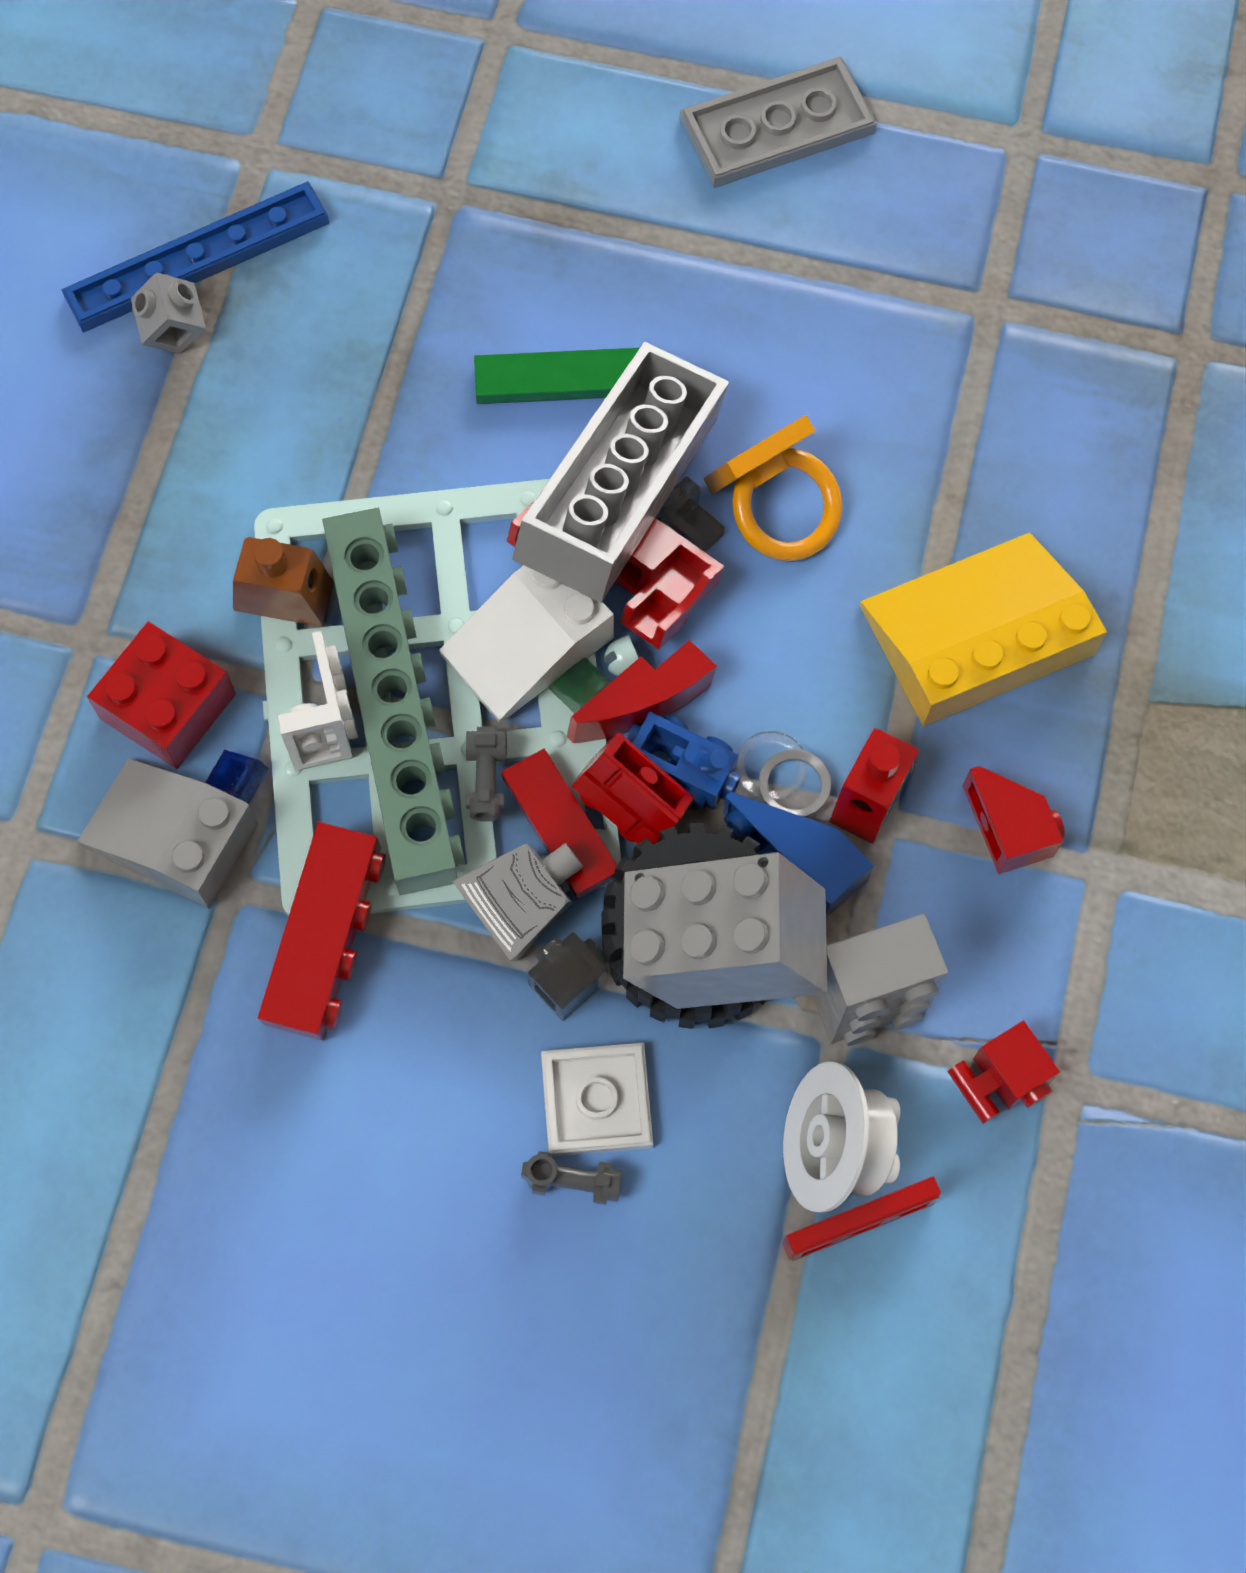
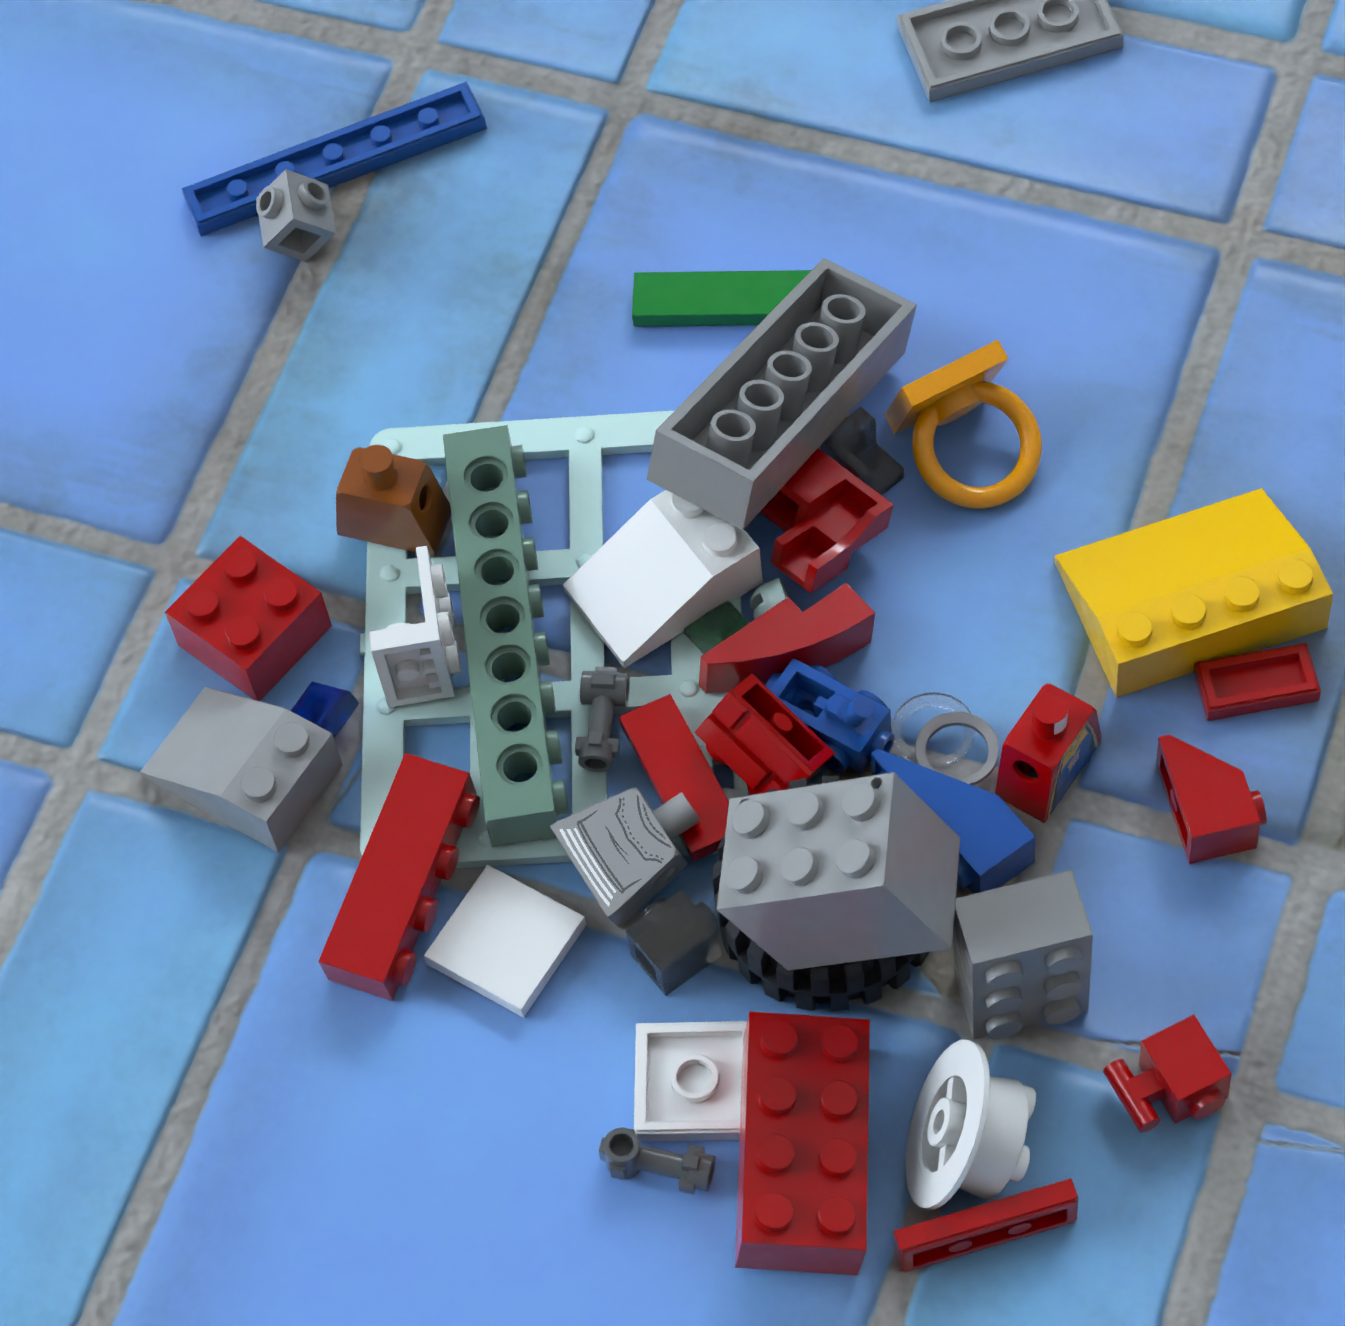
camera: 15 degrees right, 10 degrees down
(418, 981) = (505, 940): none -> white tile
(699, 1157) = (803, 1144): none -> red brick
(1041, 708) = (1257, 681): none -> red tile

